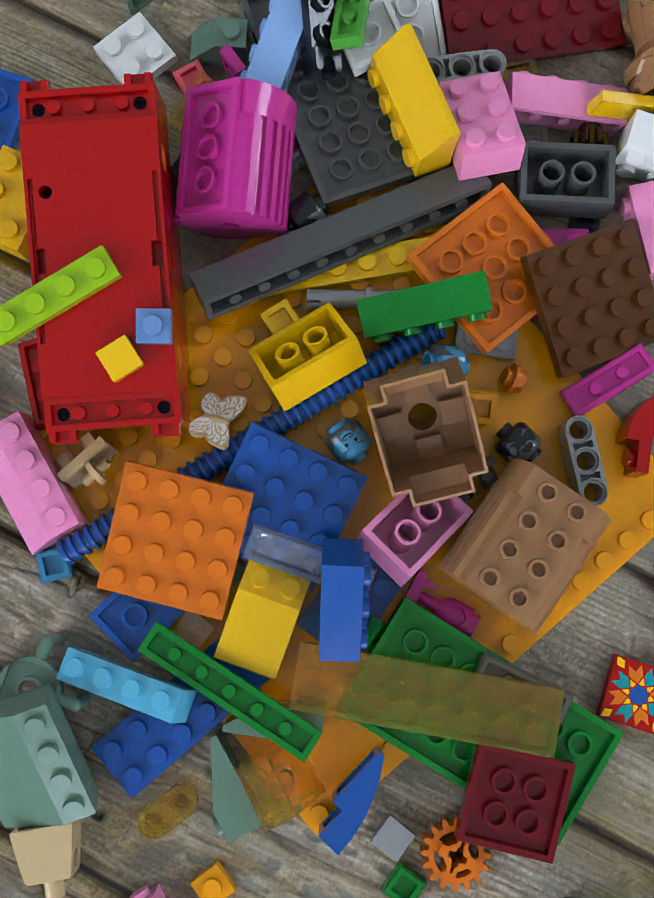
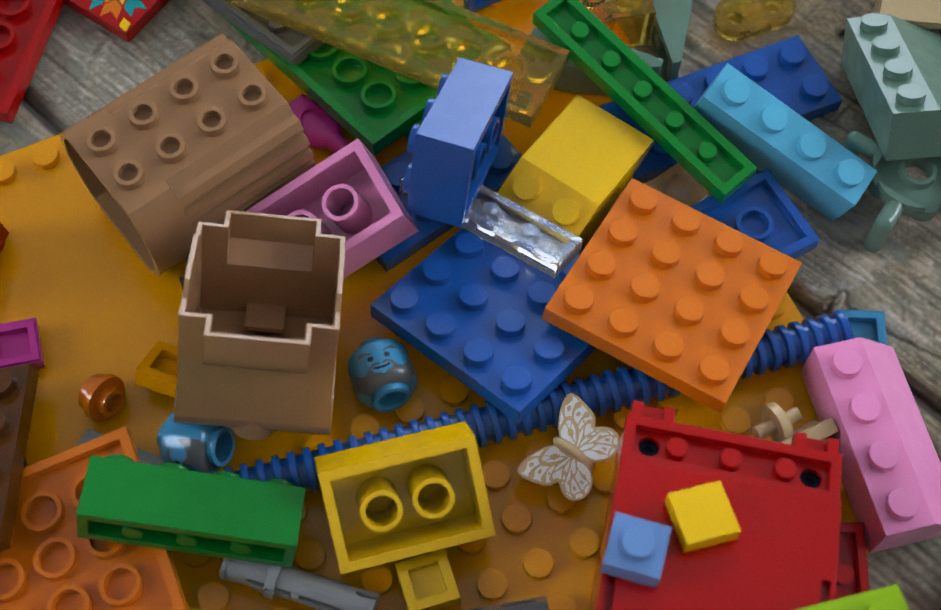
camera: 165 degrees left, 20 degrees down
(517, 442) = (137, 305): black head -> none
(587, 447) = (59, 276): light grey beam -> none

